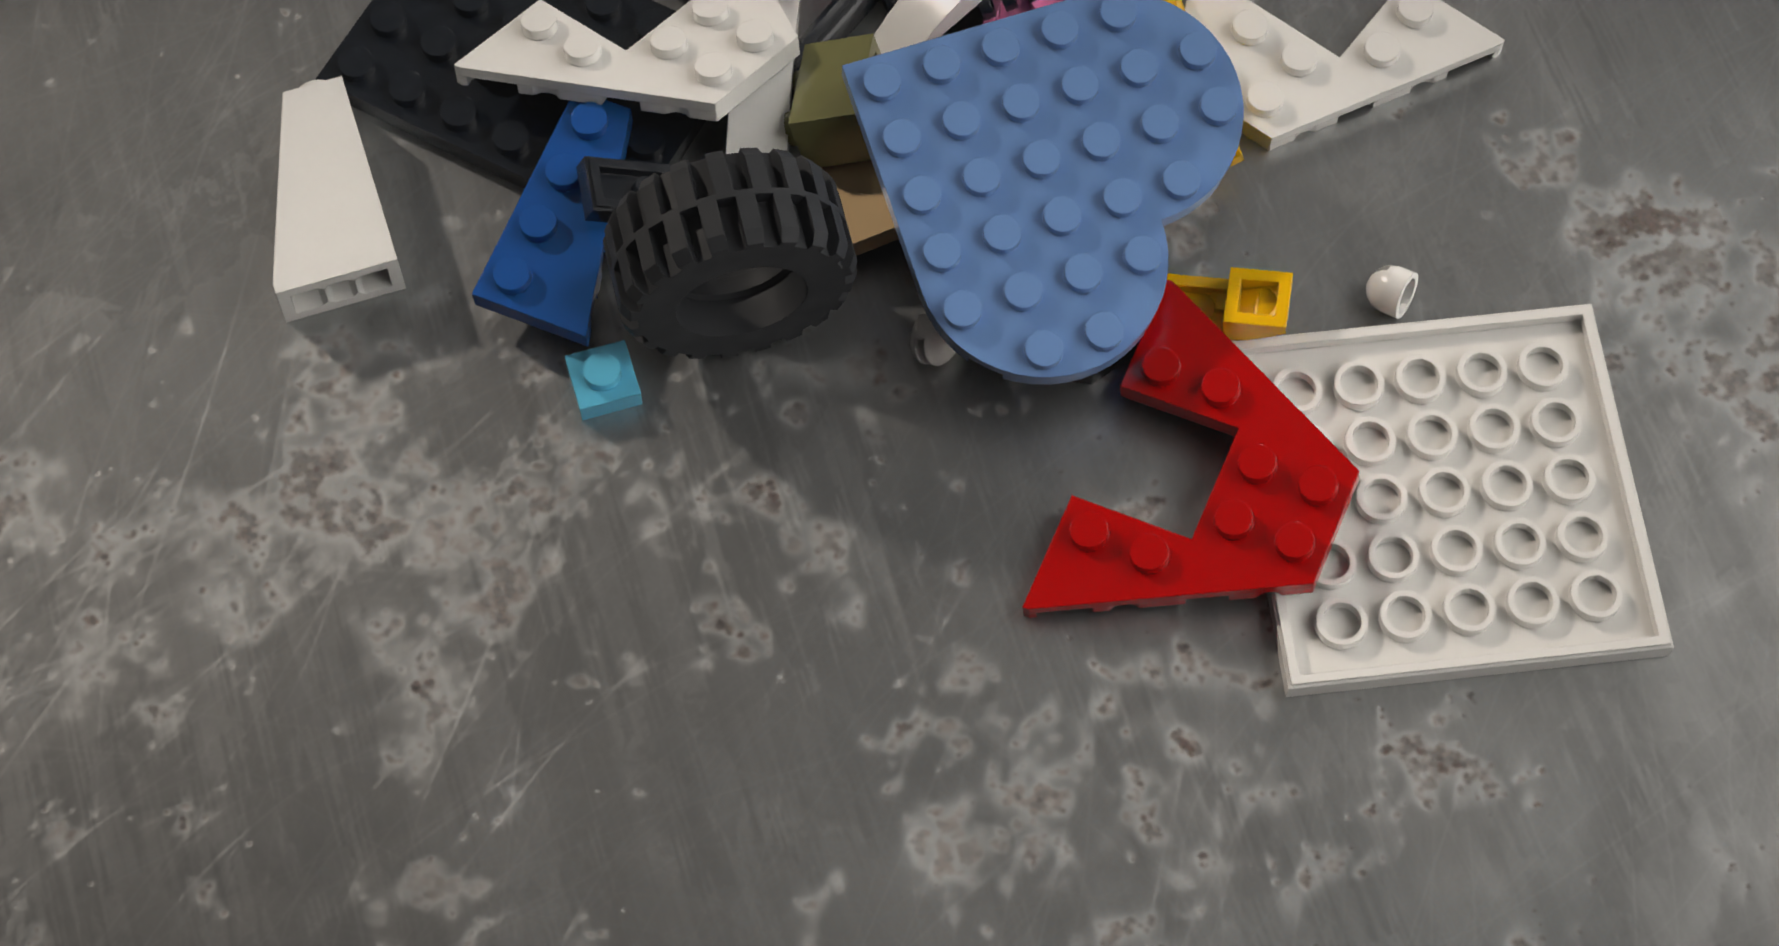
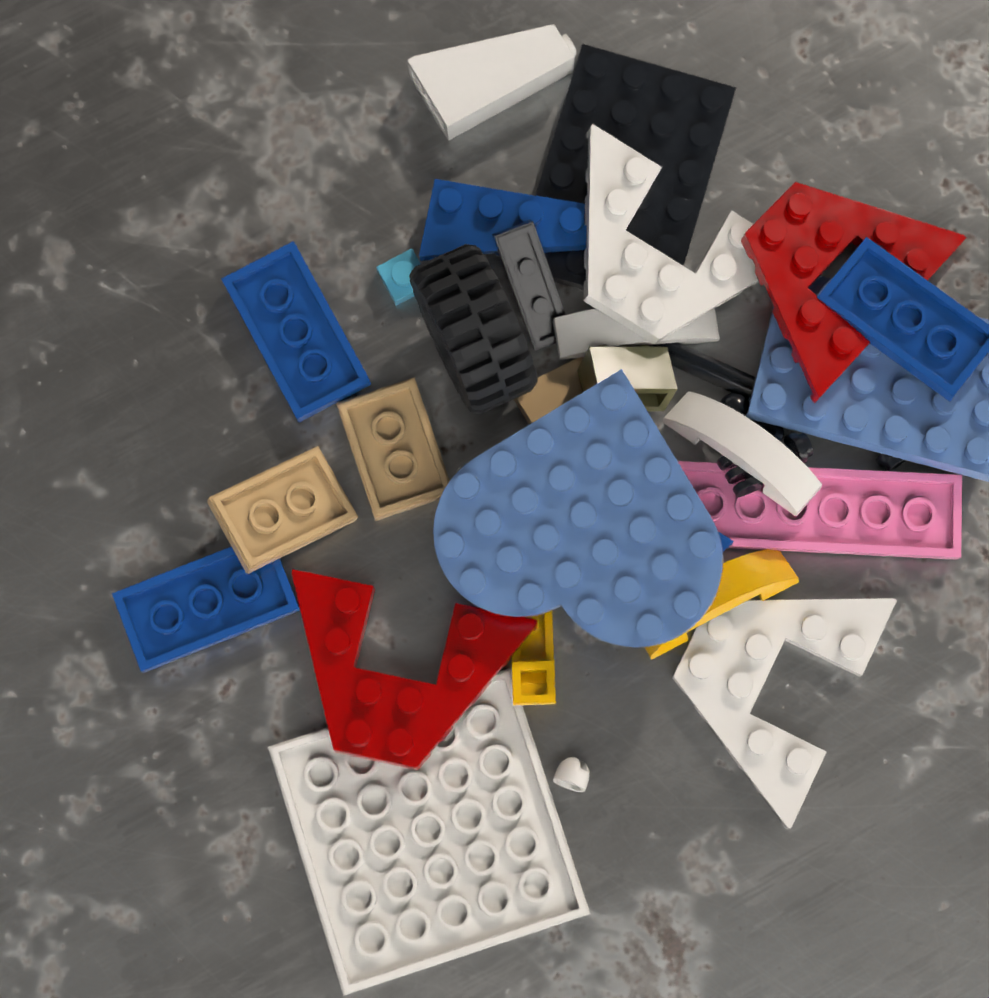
camera: 80 degrees right, 15 degrees up
(652, 538) = (296, 331): none -> blue plate
(865, 439) = (394, 448): none -> tan tile
(931, 599) = (282, 509): none -> tan tile
(1050, 741) = (201, 606): none -> blue plate

